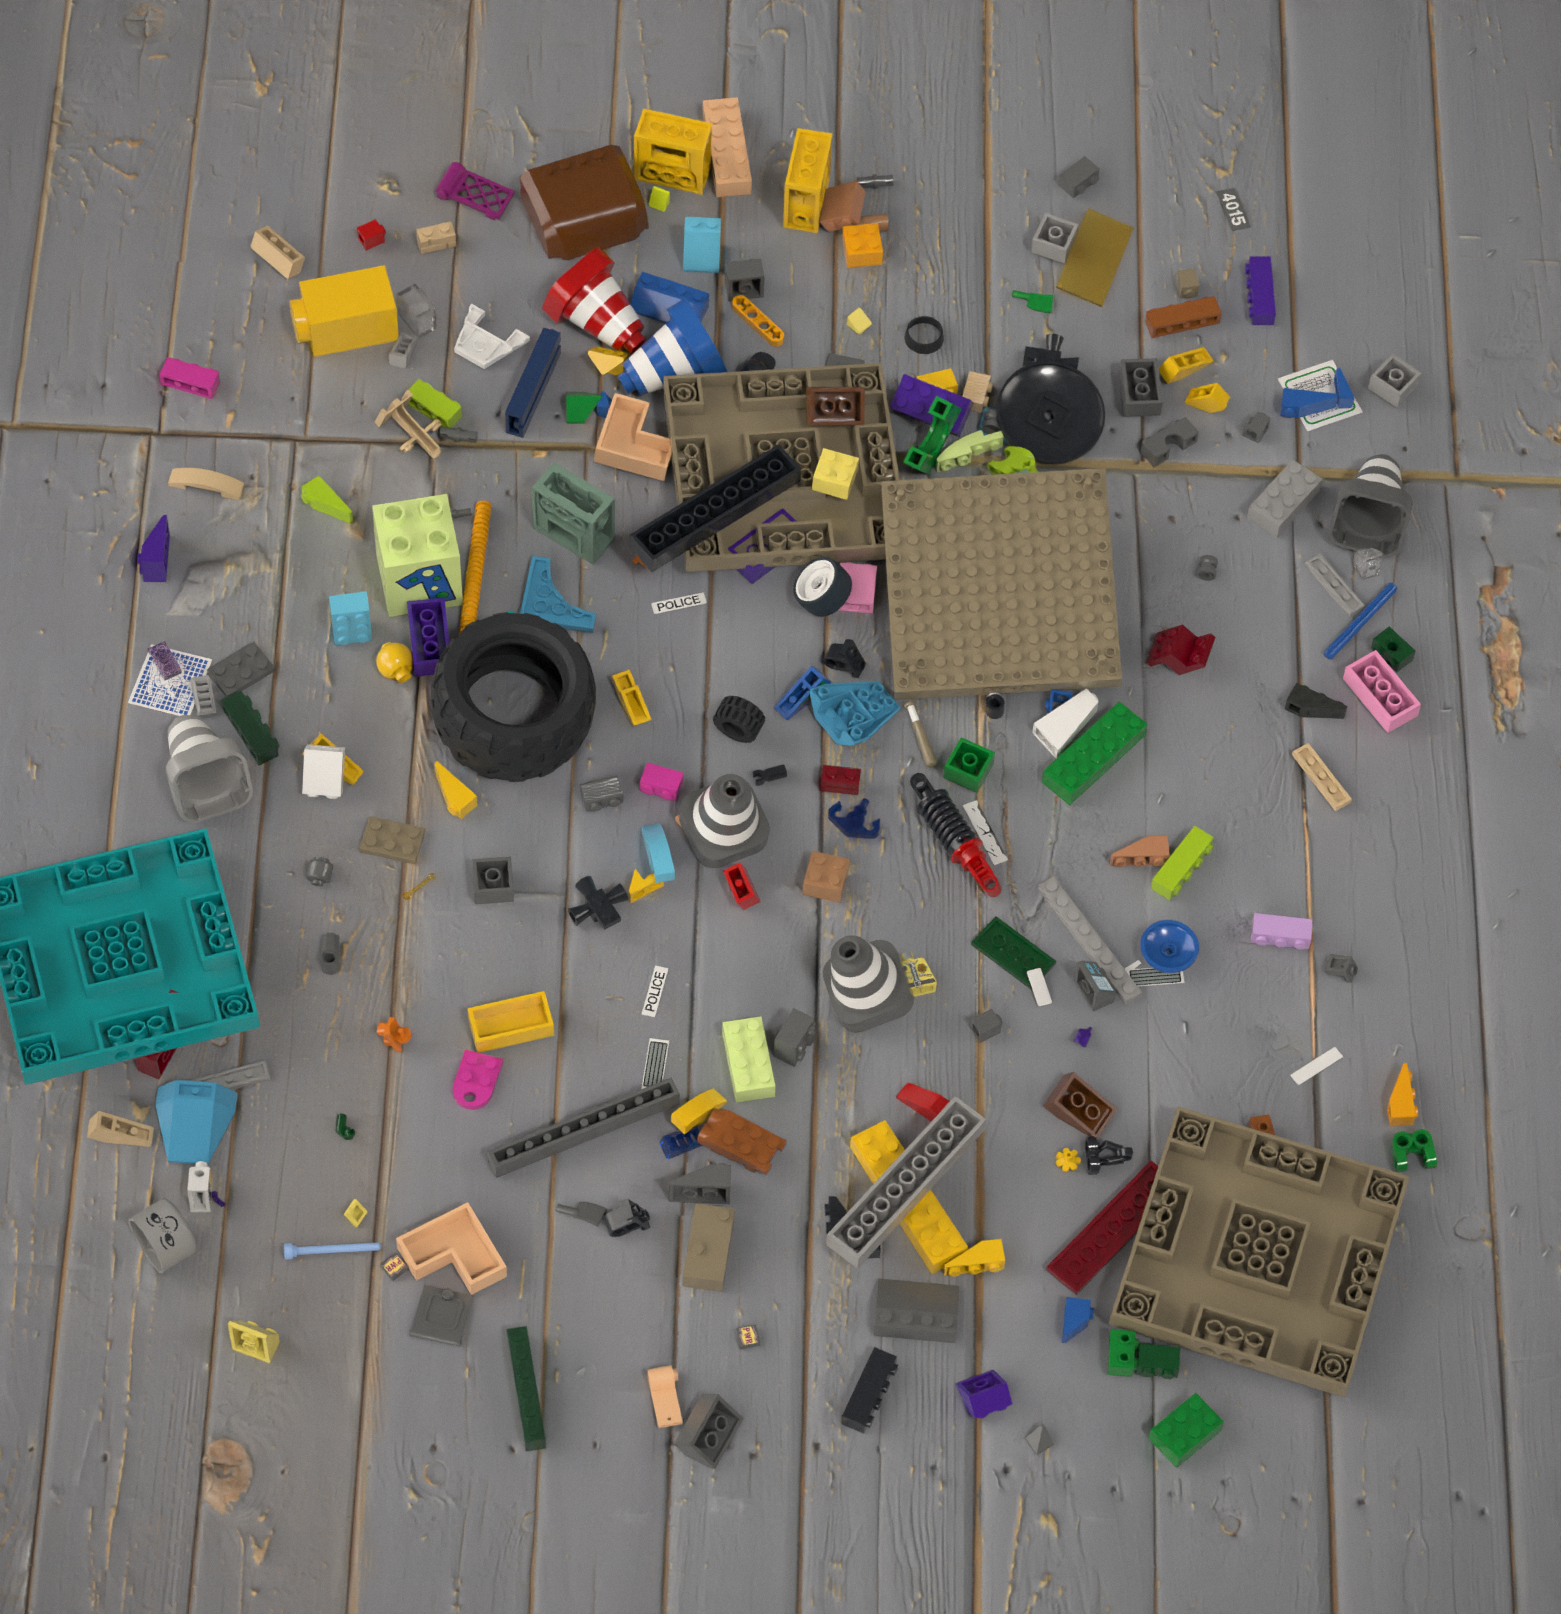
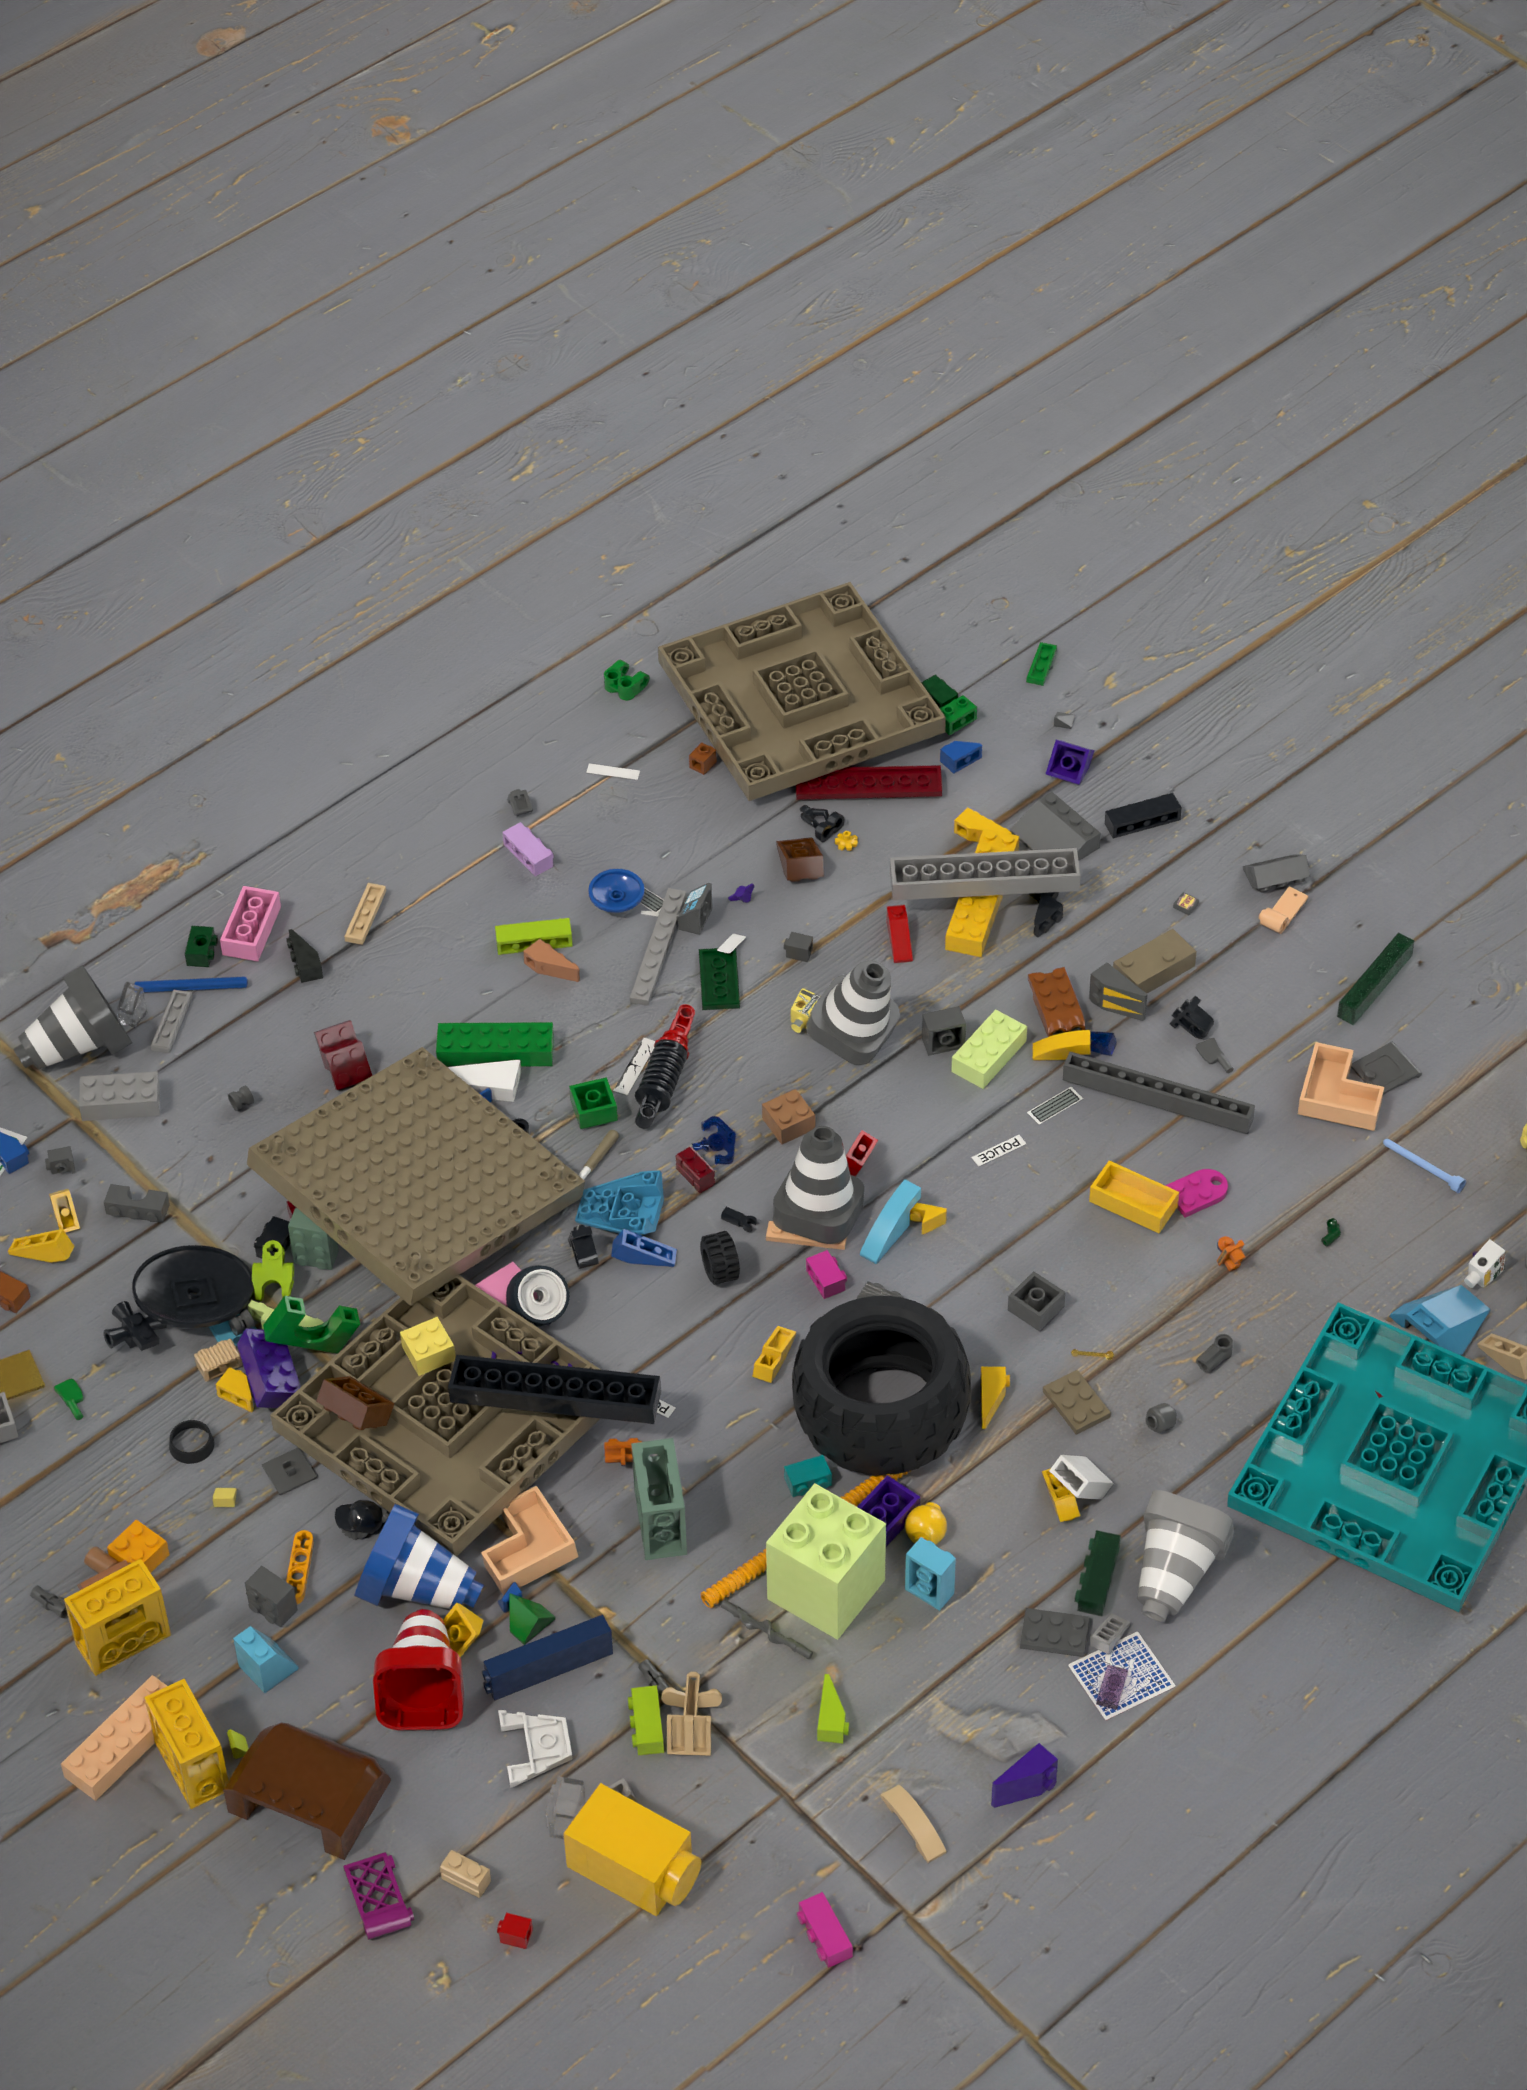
camera: 130 degrees left, 10 degrees down
(277, 252) = (618, 1981): tan brick -> none
(355, 1213) = (1383, 1173): light yellow slope -> none
(394, 1266) = (1389, 1121): tile -> none
(545, 601) = (753, 1478): dark azure plate -> none
(597, 903) = (976, 1225): black brick -> none
(656, 294) = (348, 1640): blue slope -> none
(1122, 1485) = (1041, 664): none -> green tile
(1140, 387) = (100, 1253): dark grey brick -> none
(1186, 1430) = (968, 654): green brick -> none
(1401, 1103) = (590, 709): light orange slope -> none

